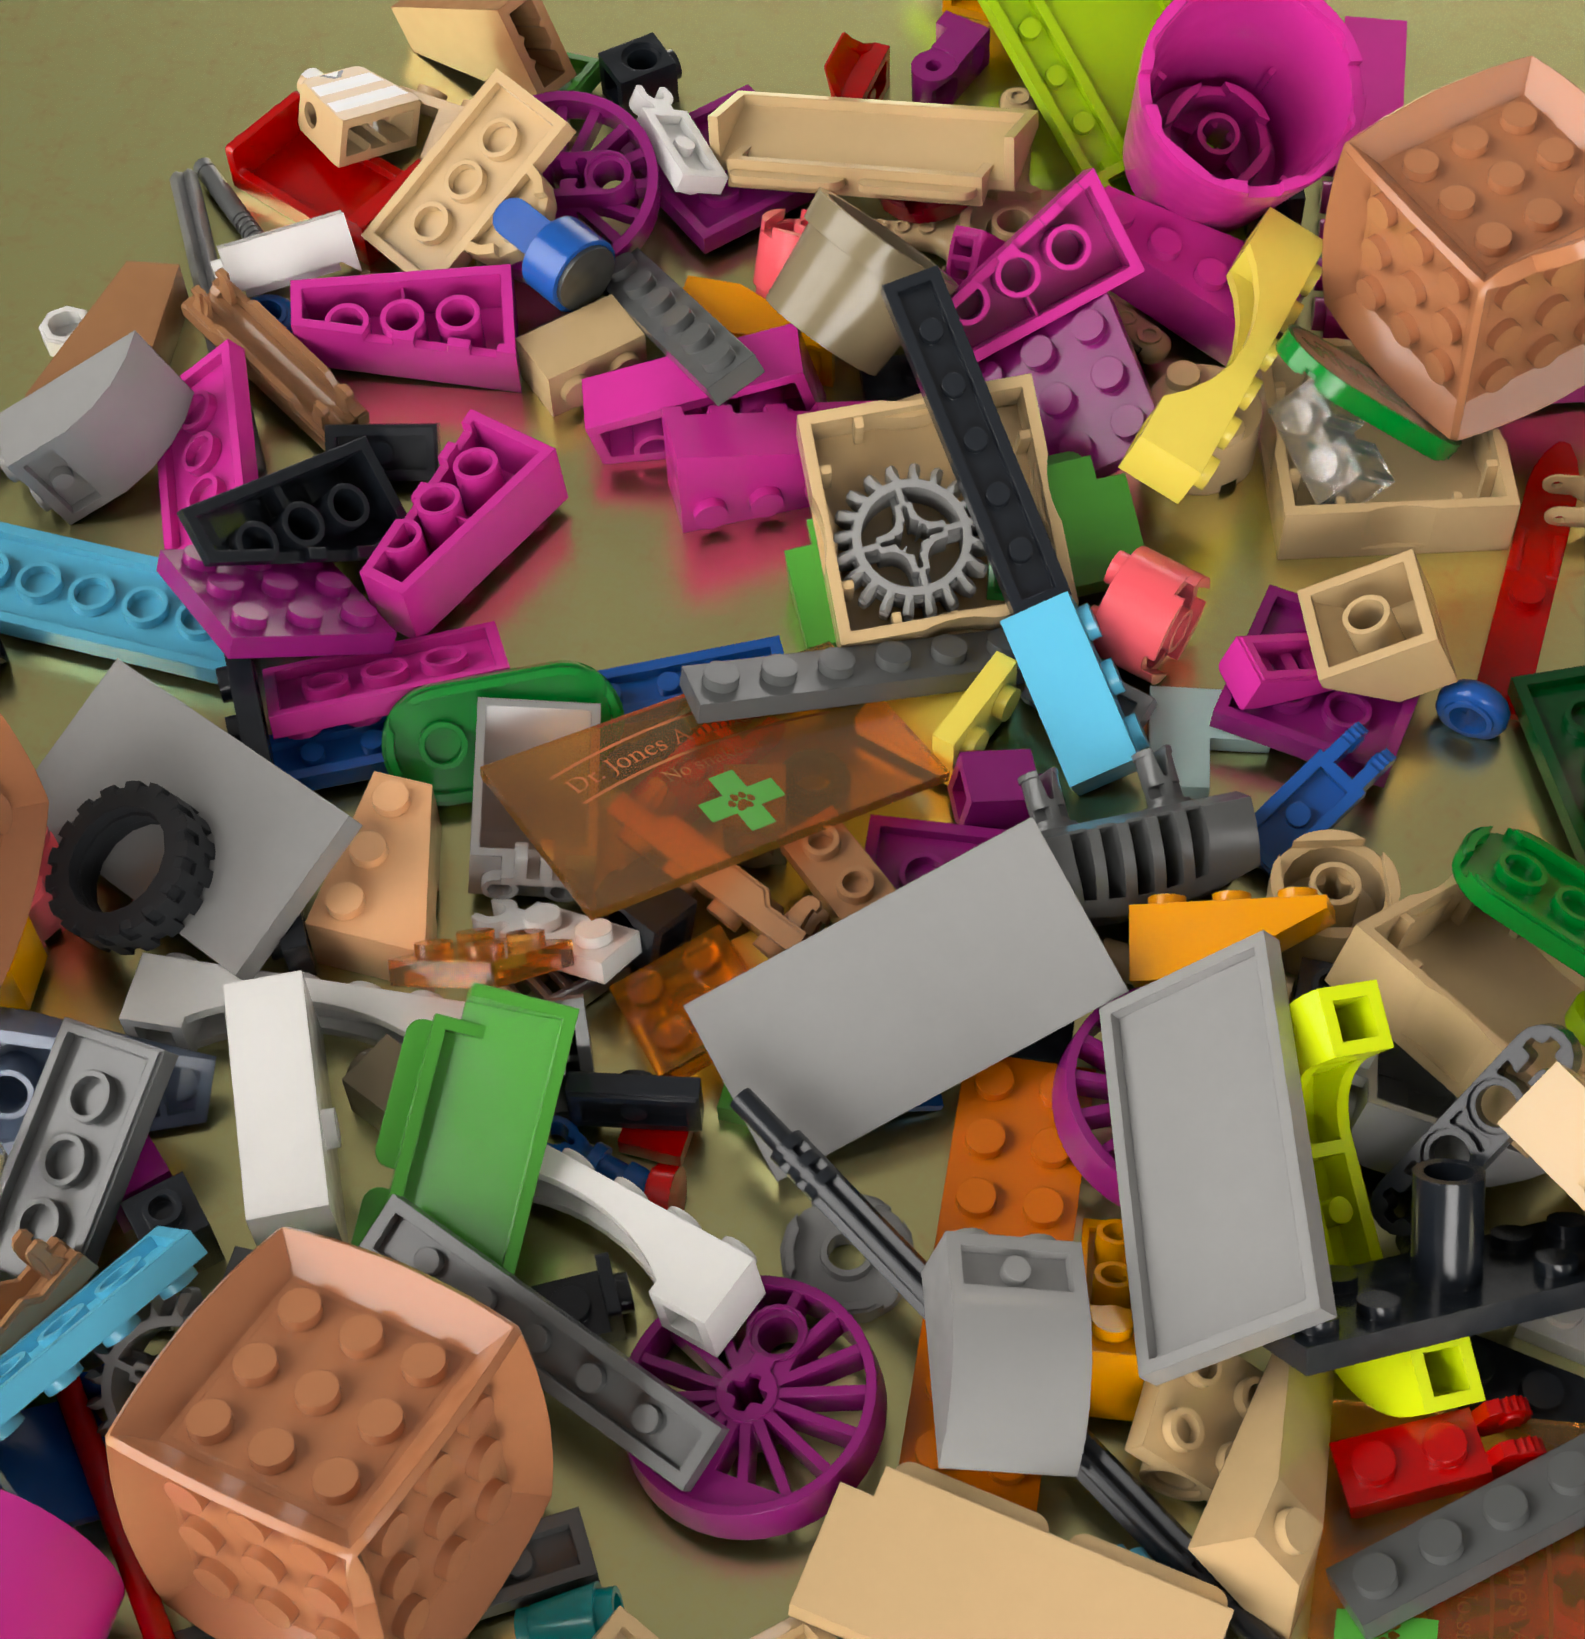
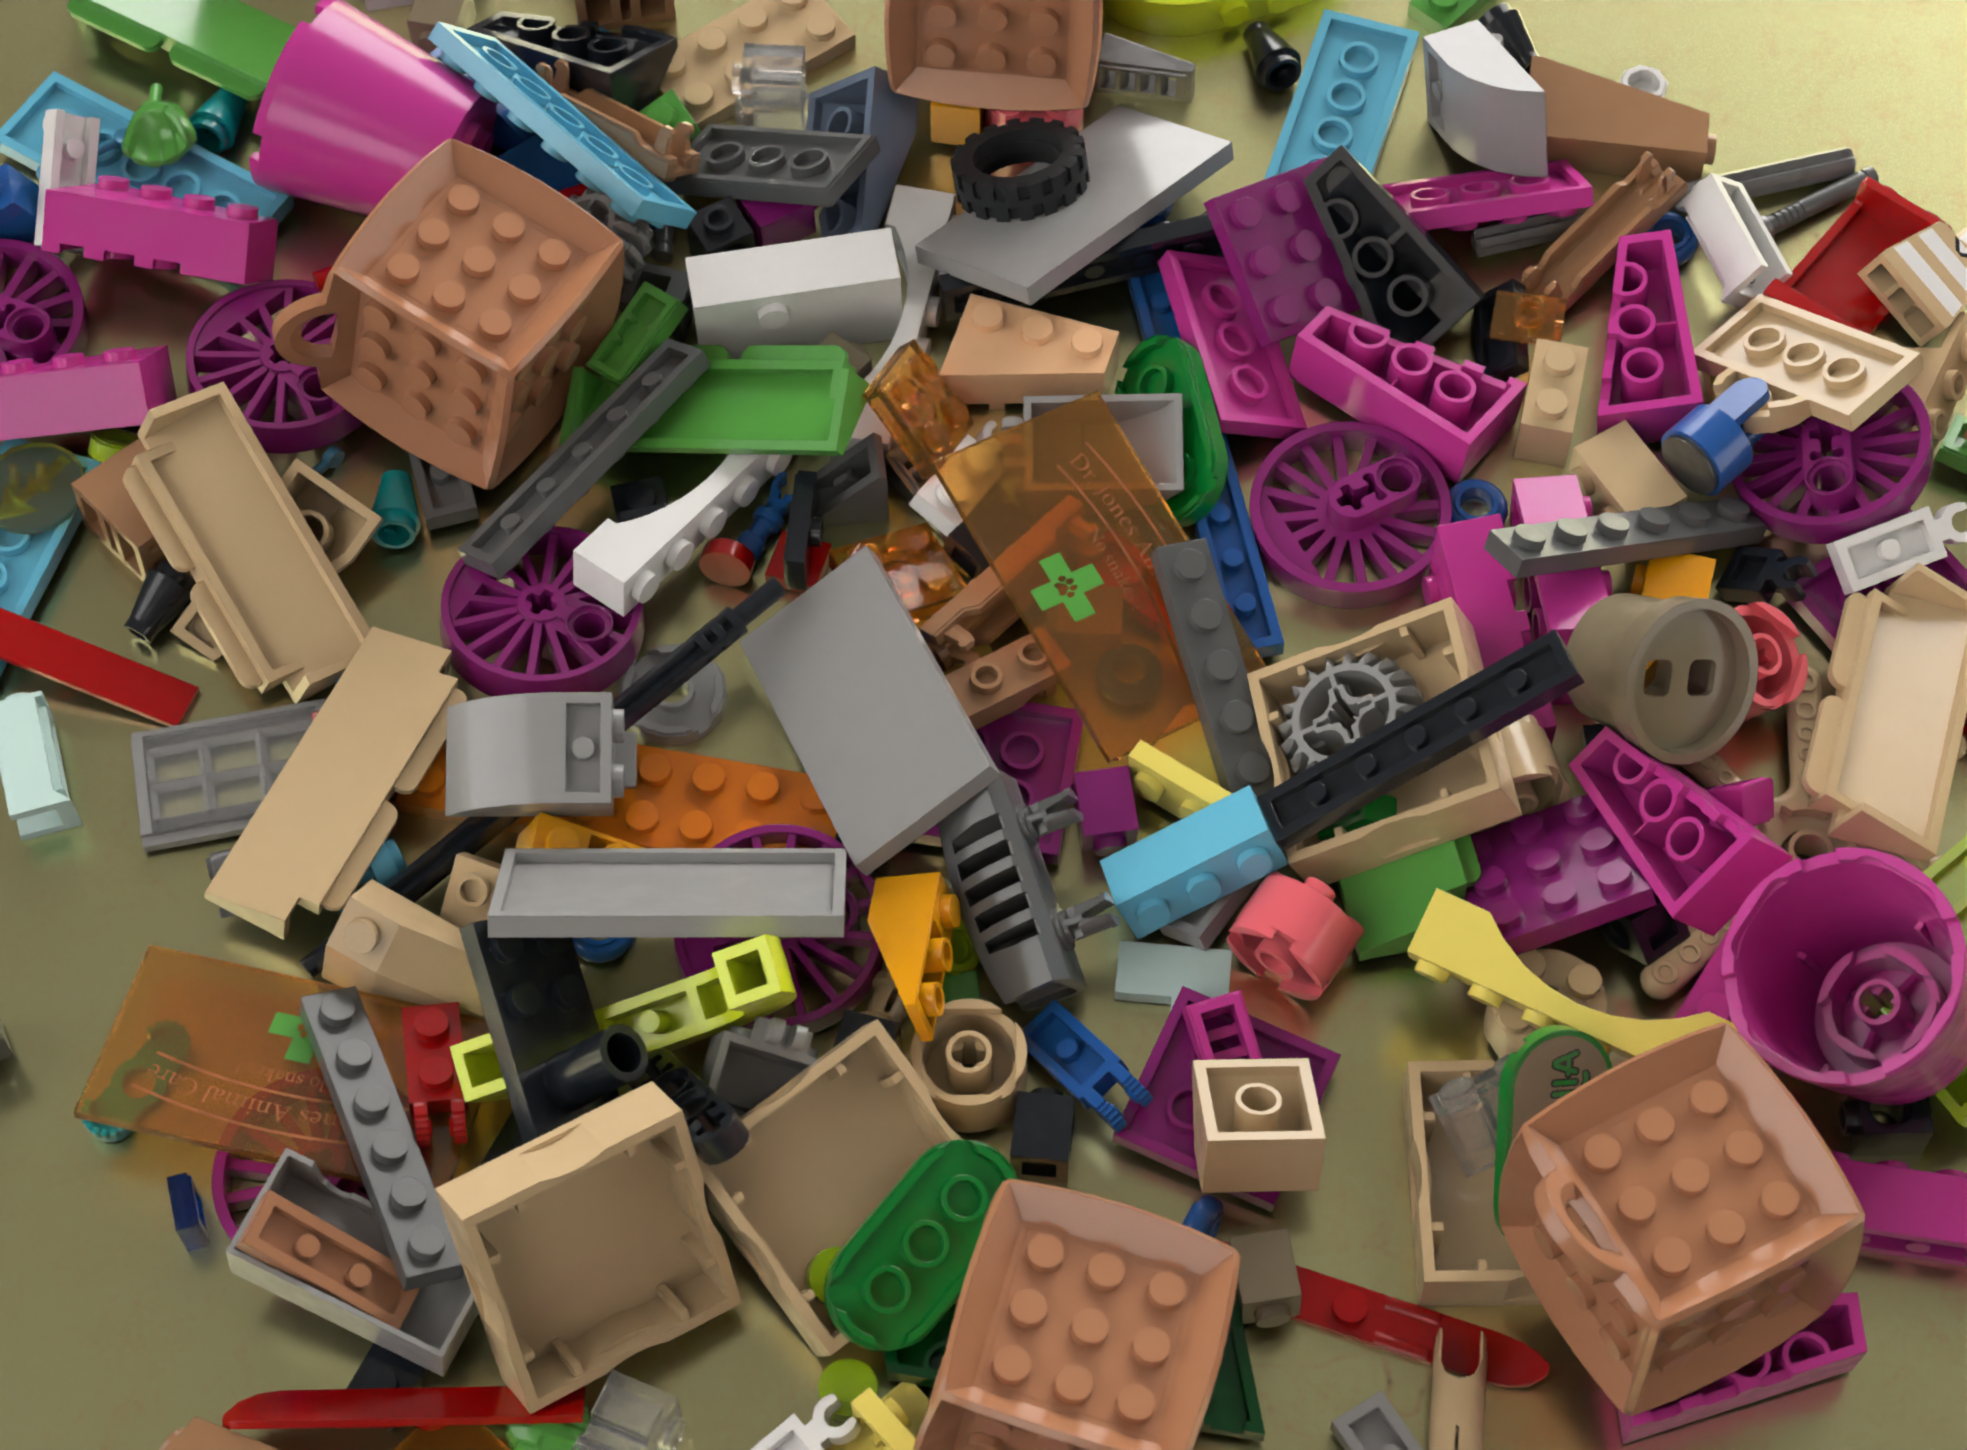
camera: 90 degrees right, 5 degrees up
(385, 410) = (1527, 317): none -> clear orange bracket
(453, 388) = (1551, 402): none -> tan brick
(595, 468) = (1477, 491): none -> blue piece
(604, 578) = (1348, 512): none -> magenta piece
(697, 251) = (1760, 572): none -> black plate
(1404, 833) = (1042, 1135): none -> black brick
(1522, 642) = (1267, 1278): none -> dark tan brick

